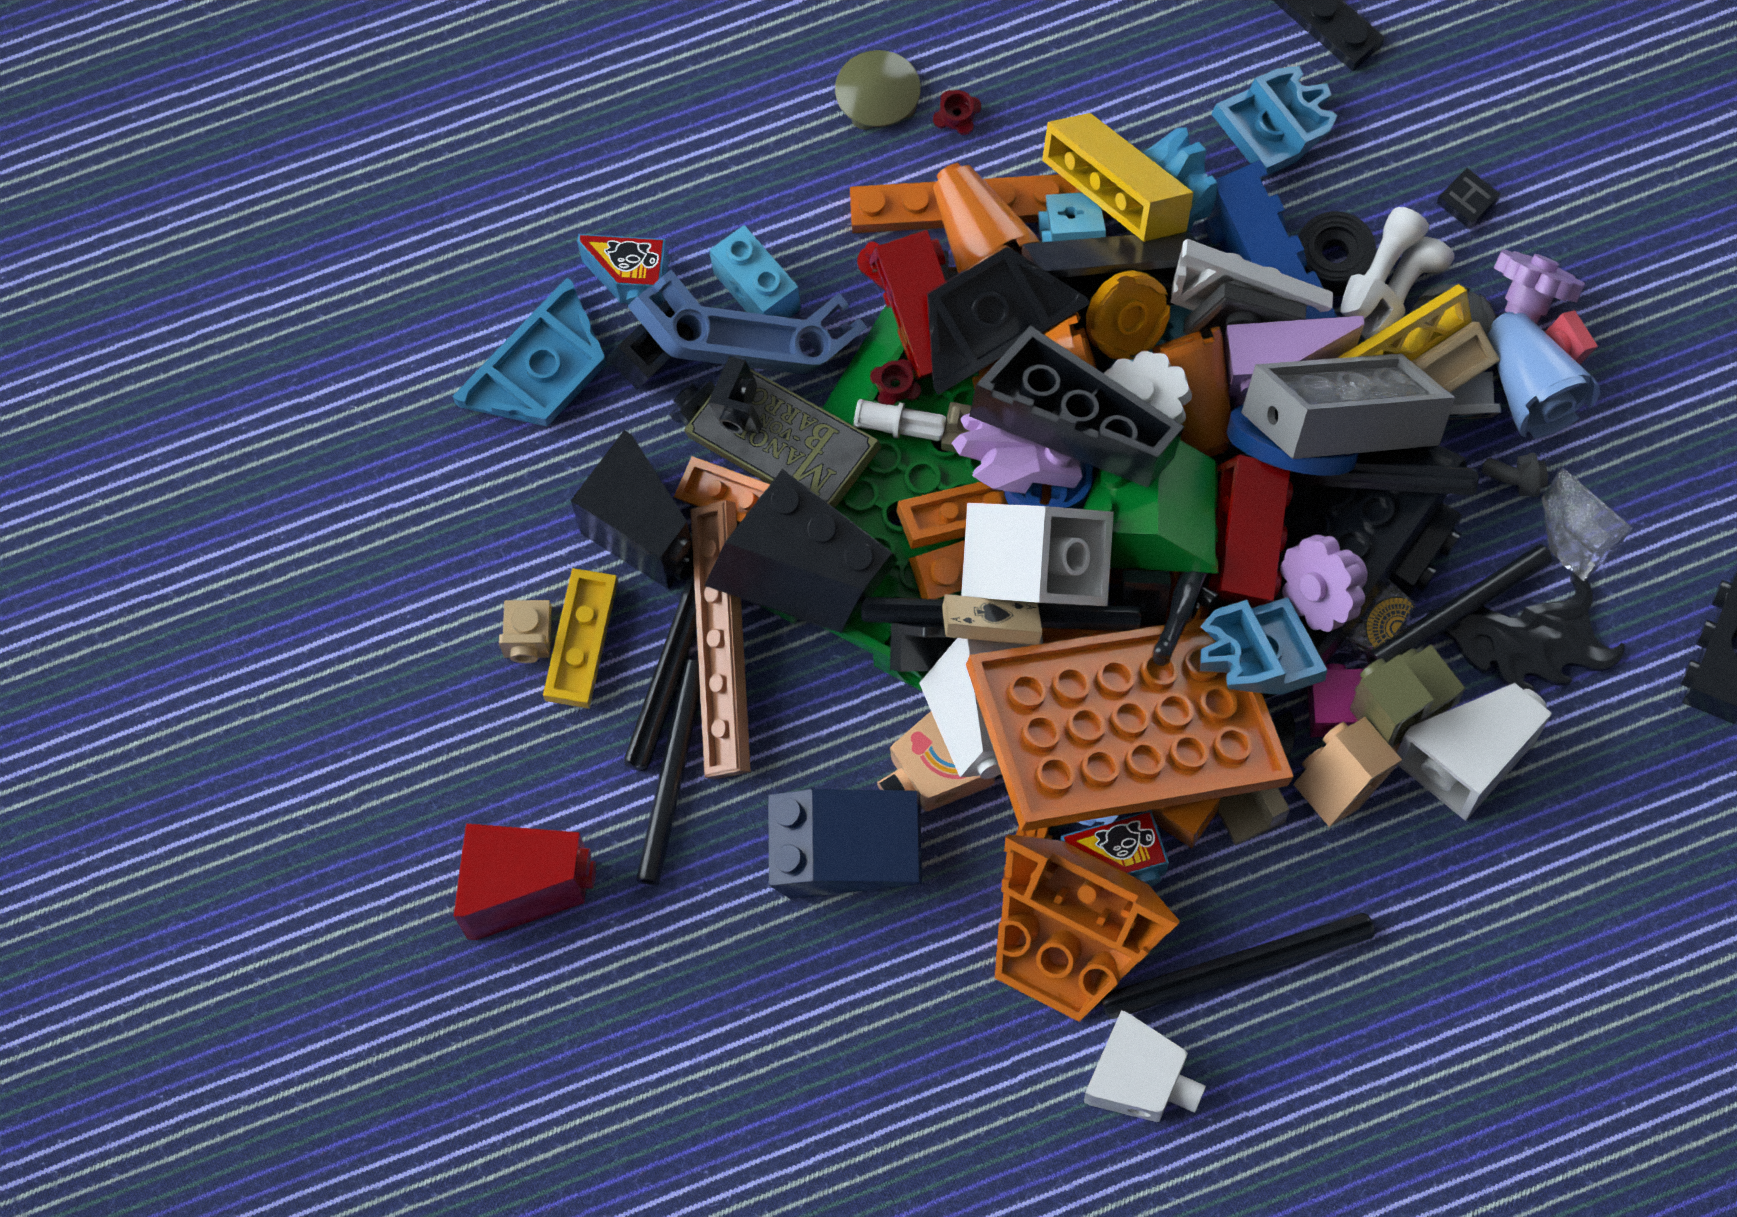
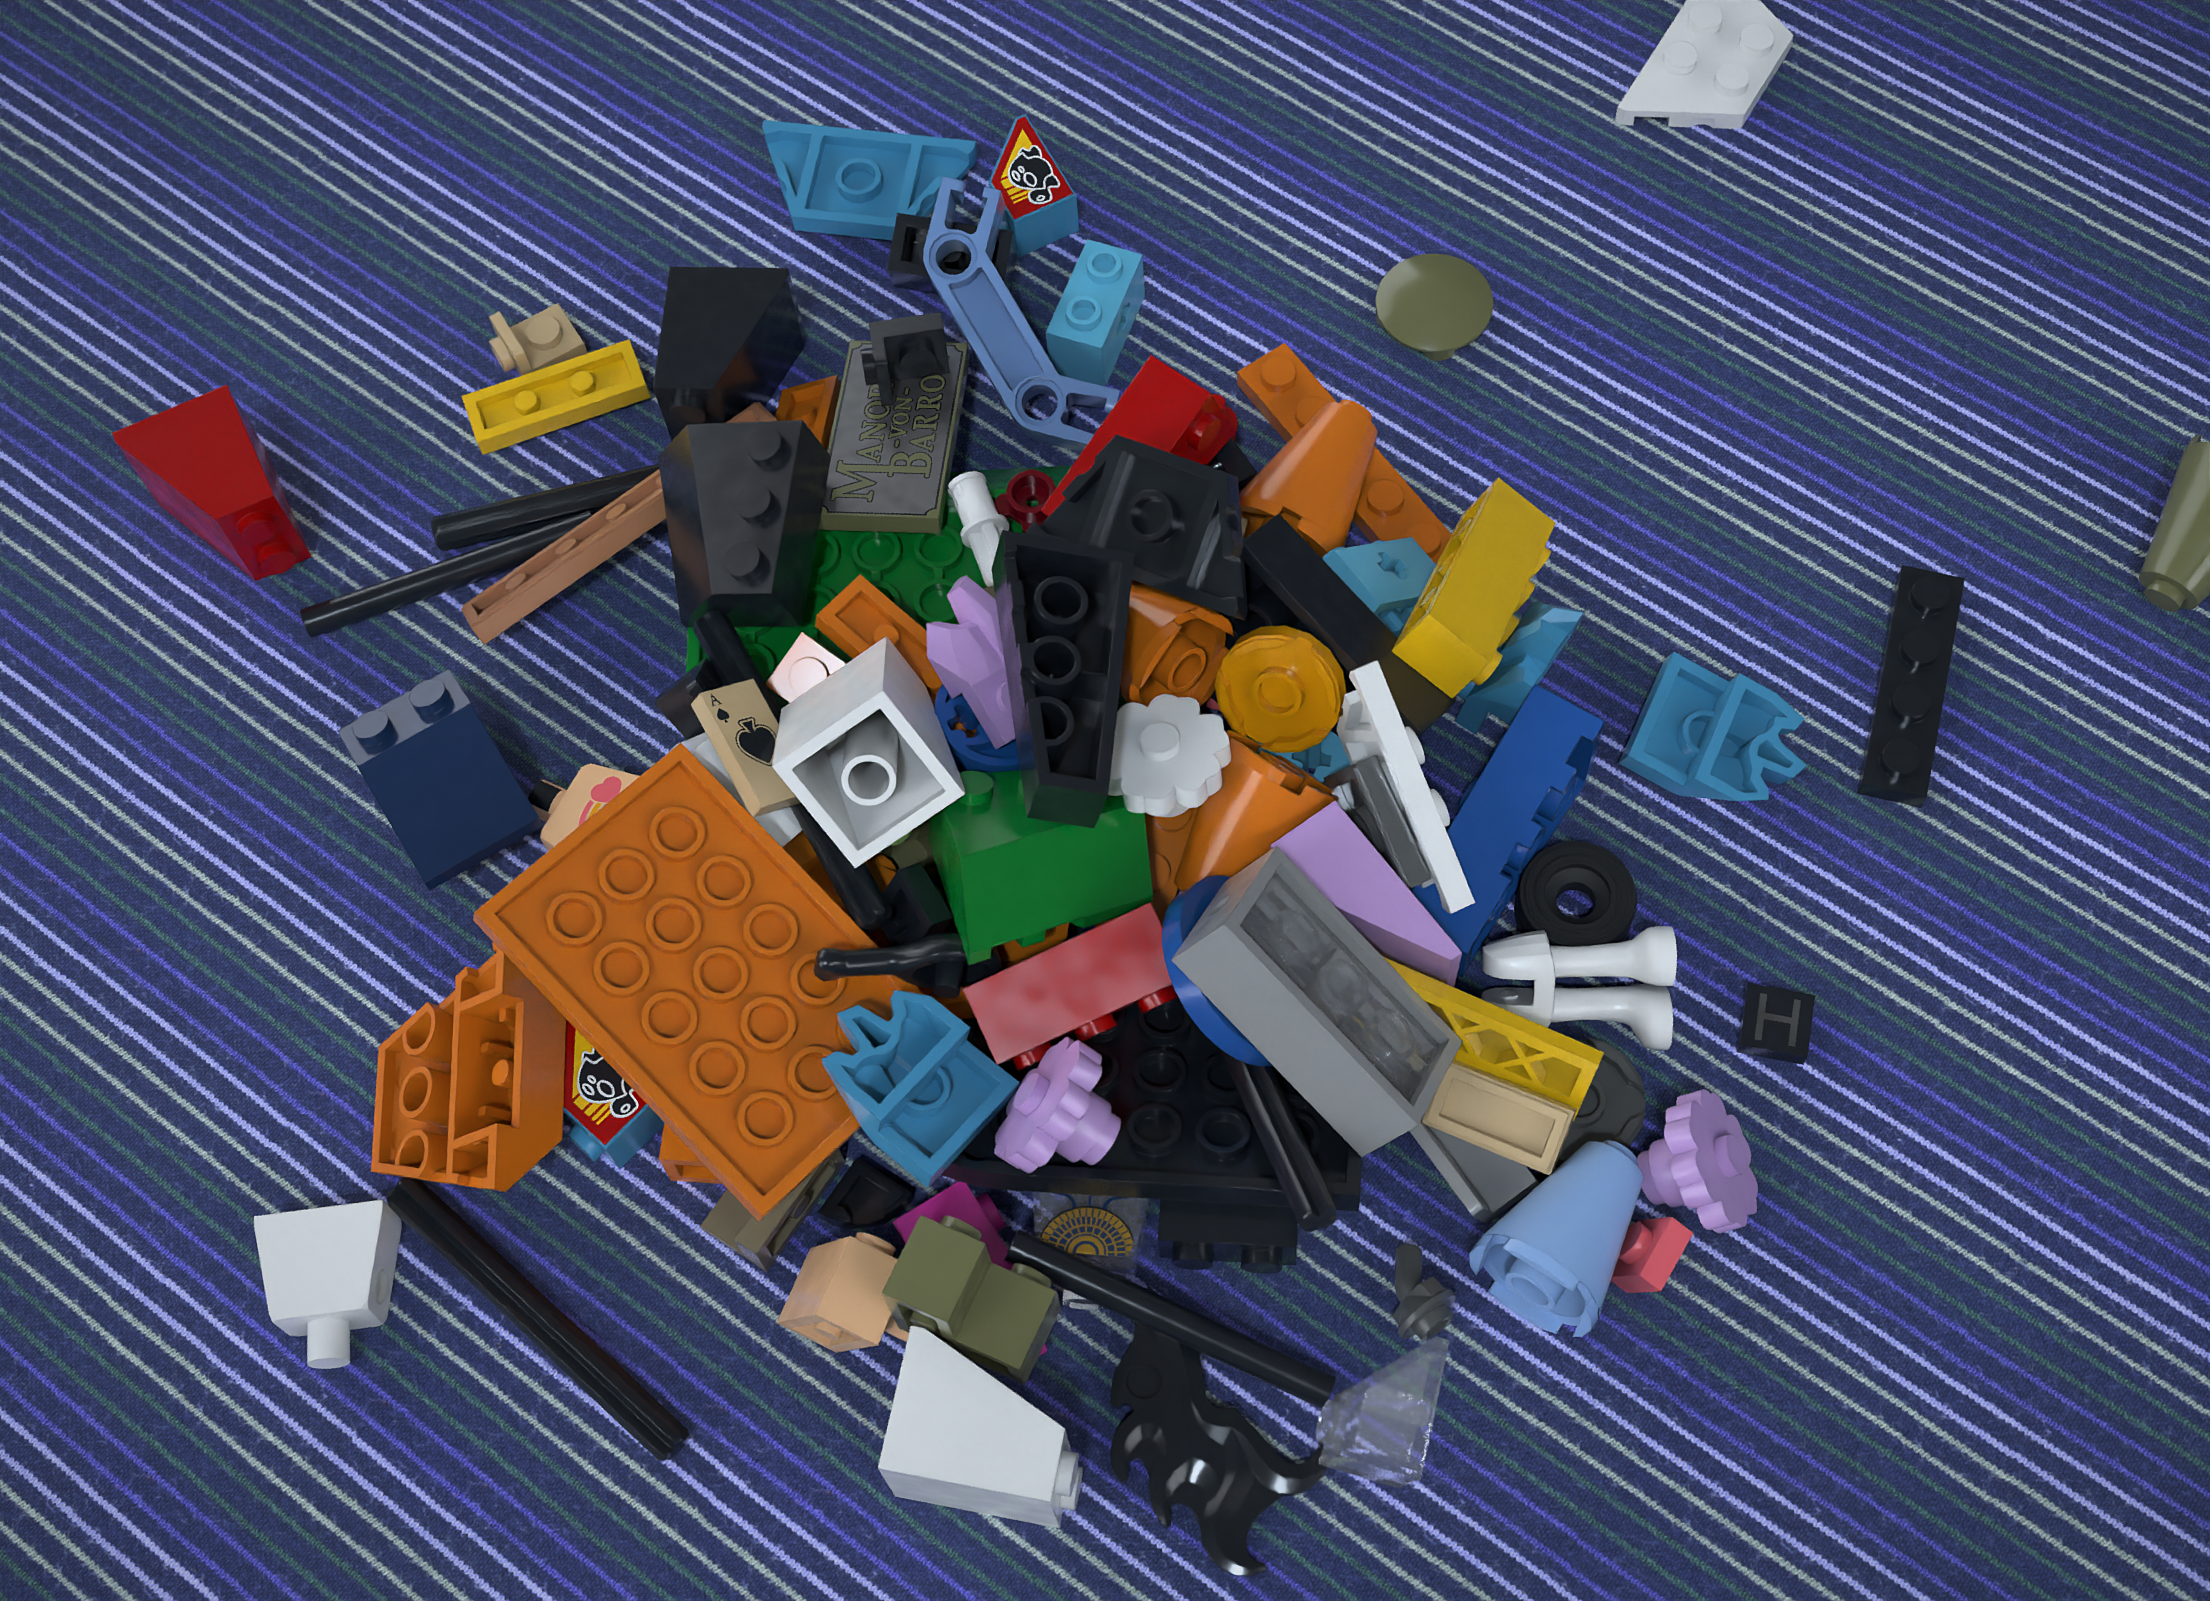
camera: 60 degrees right, 5 degrees down
(957, 100) = (1464, 382): dark red plate -> none

